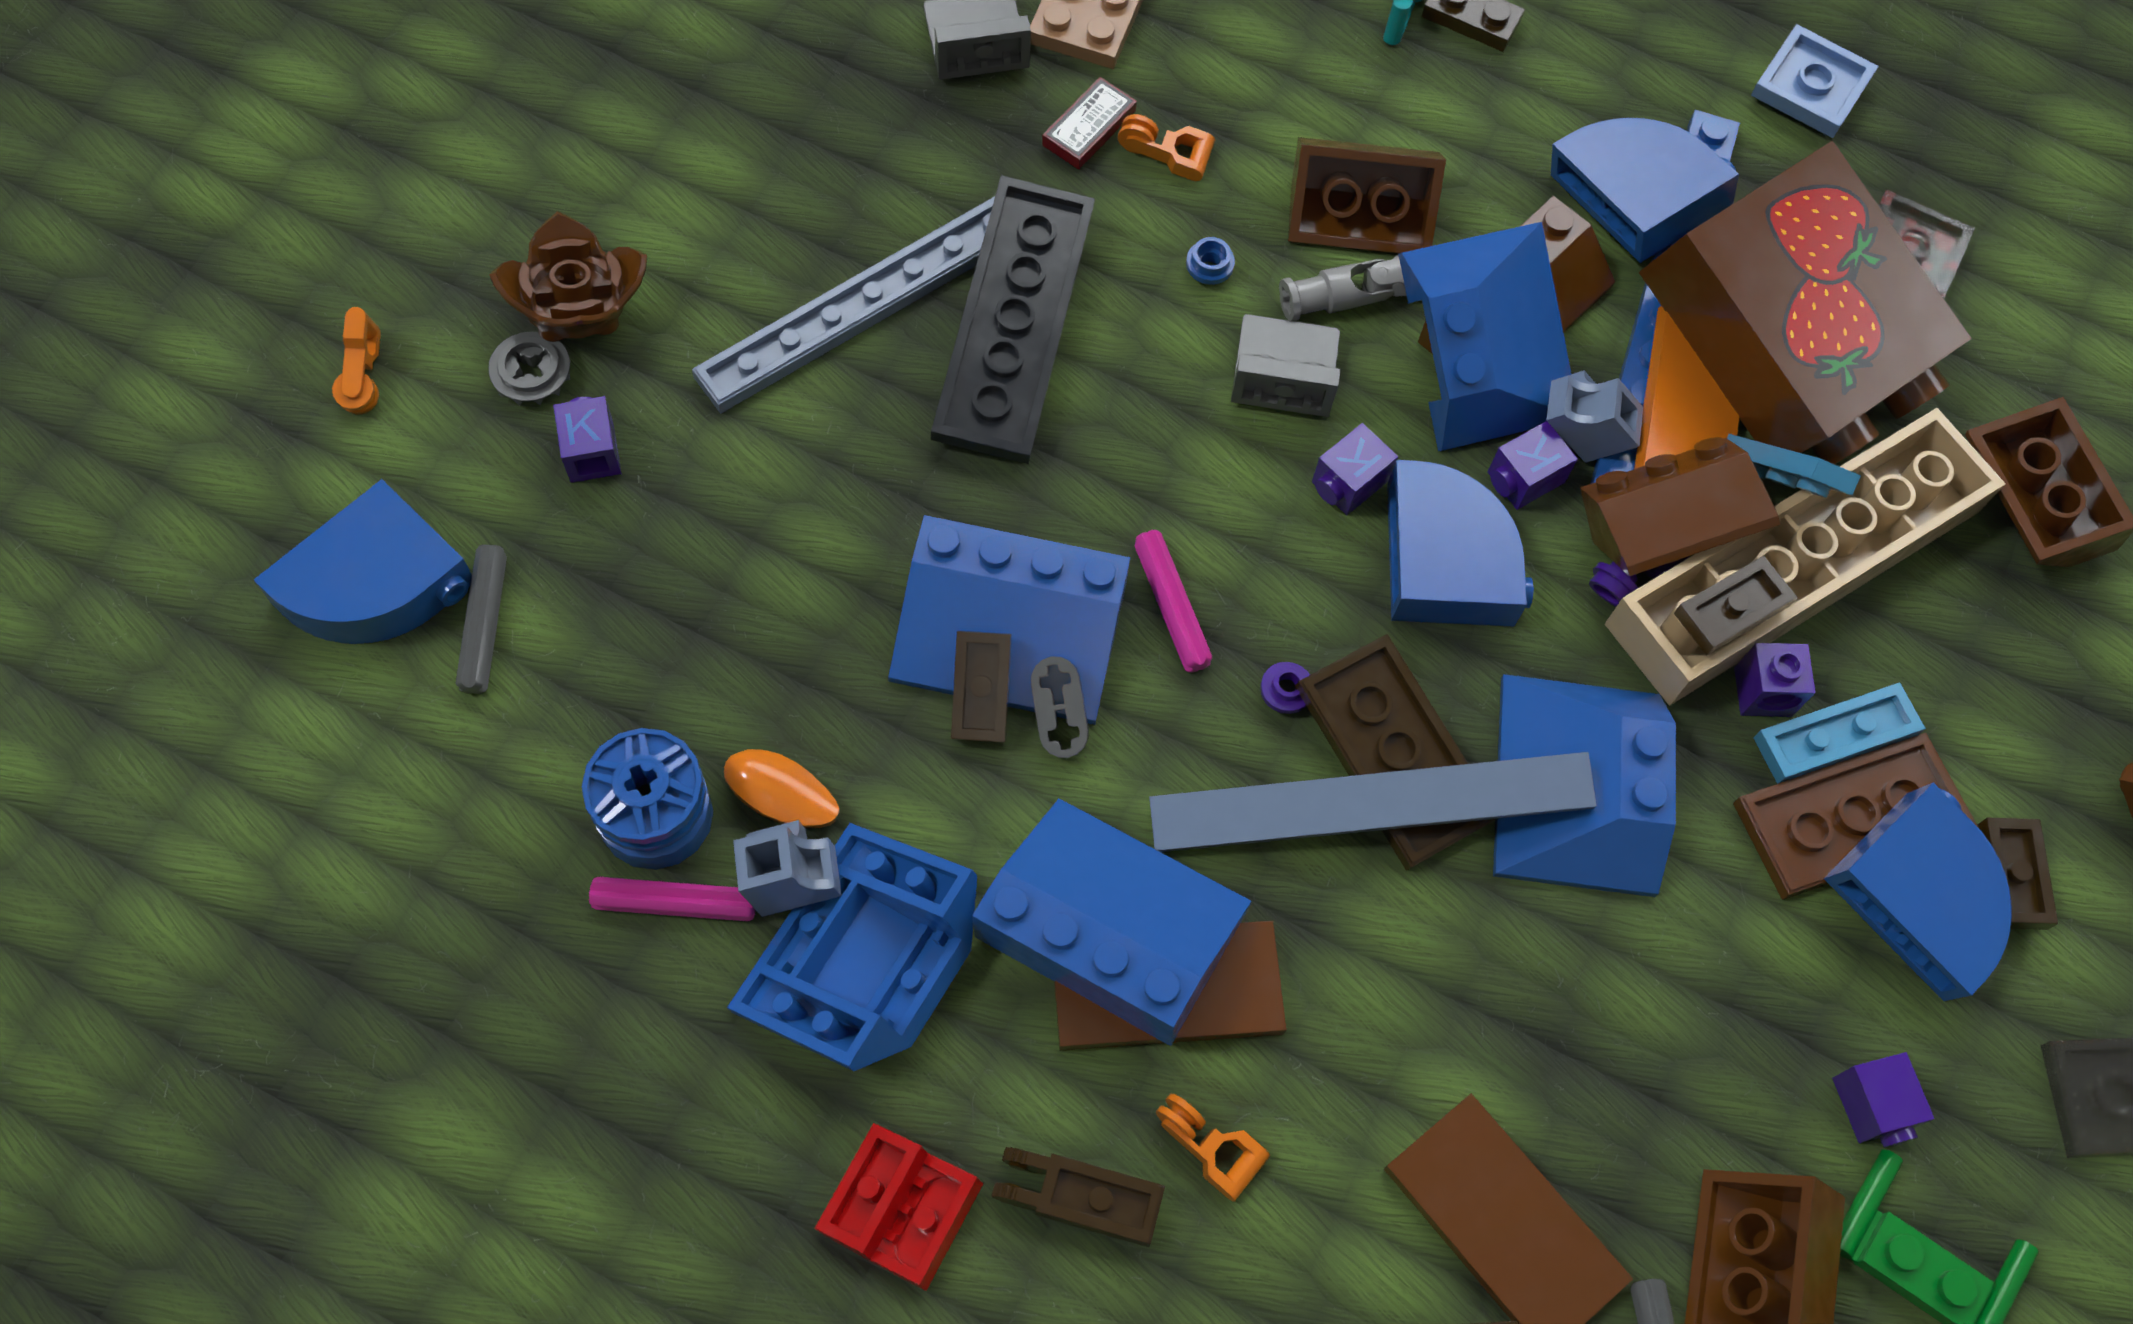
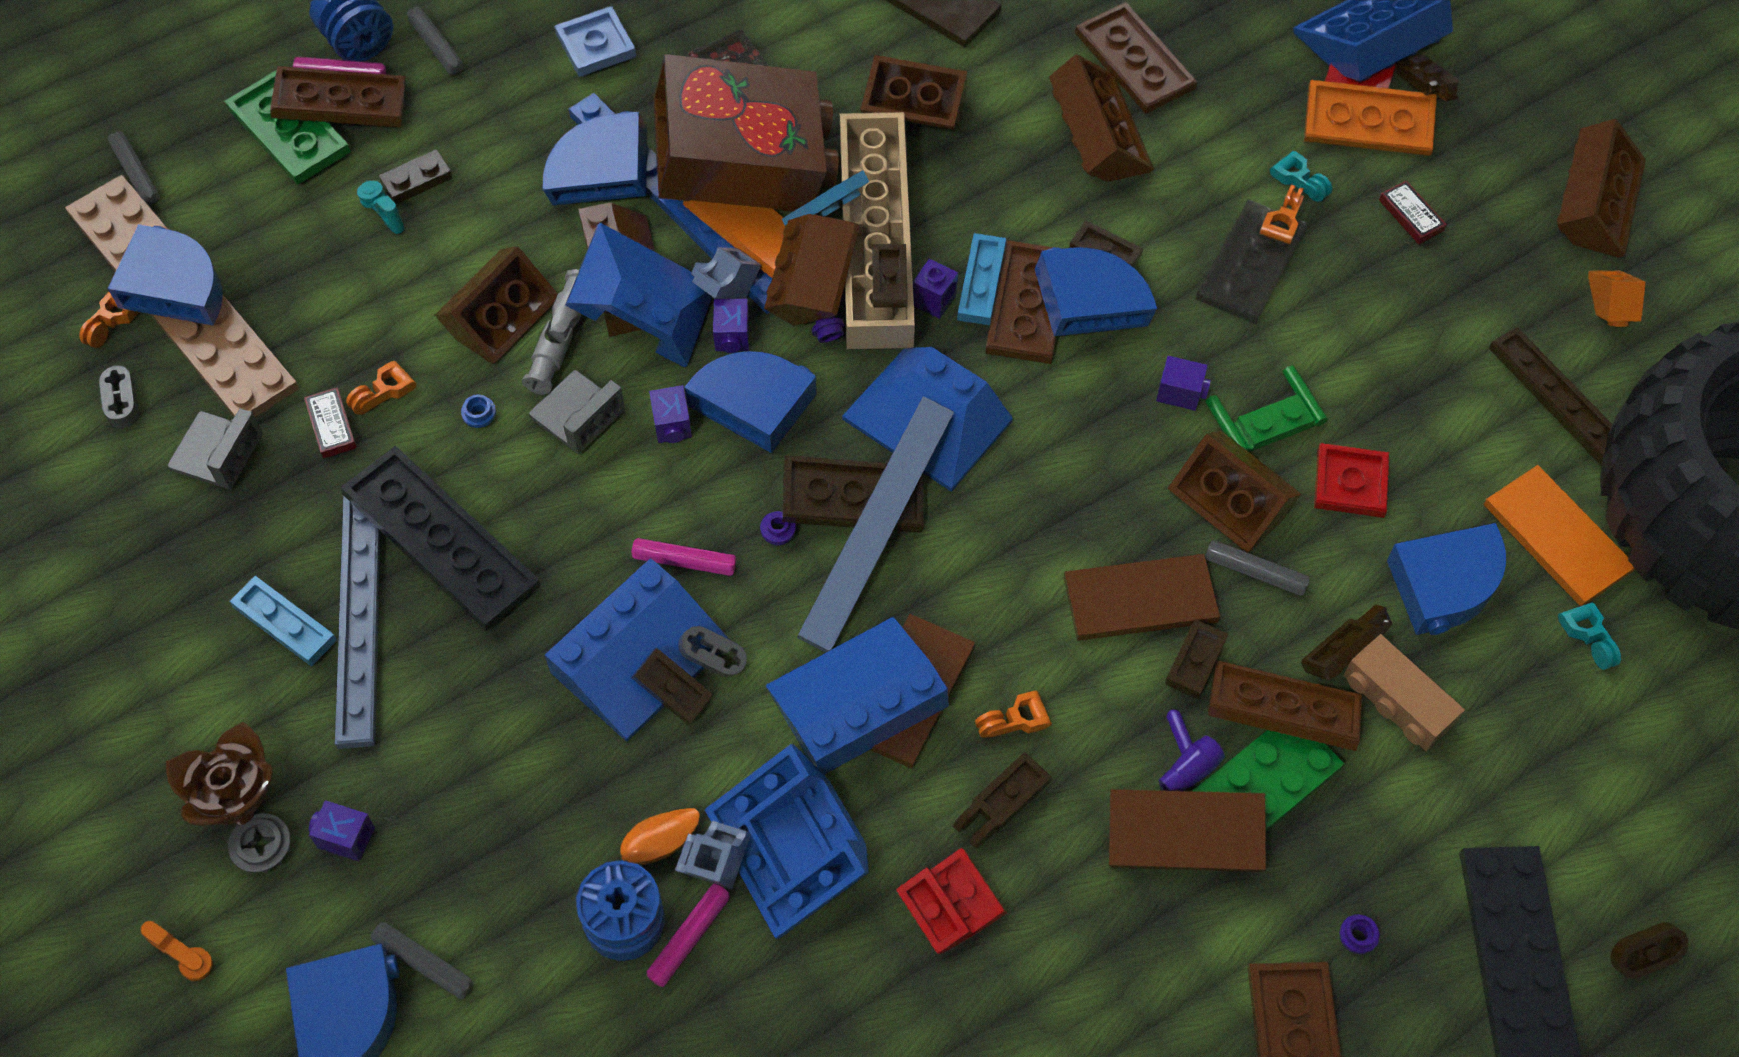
camera: 55 degrees left, 5 degrees down
(809, 226) = (283, 620): none -> dark azure plate

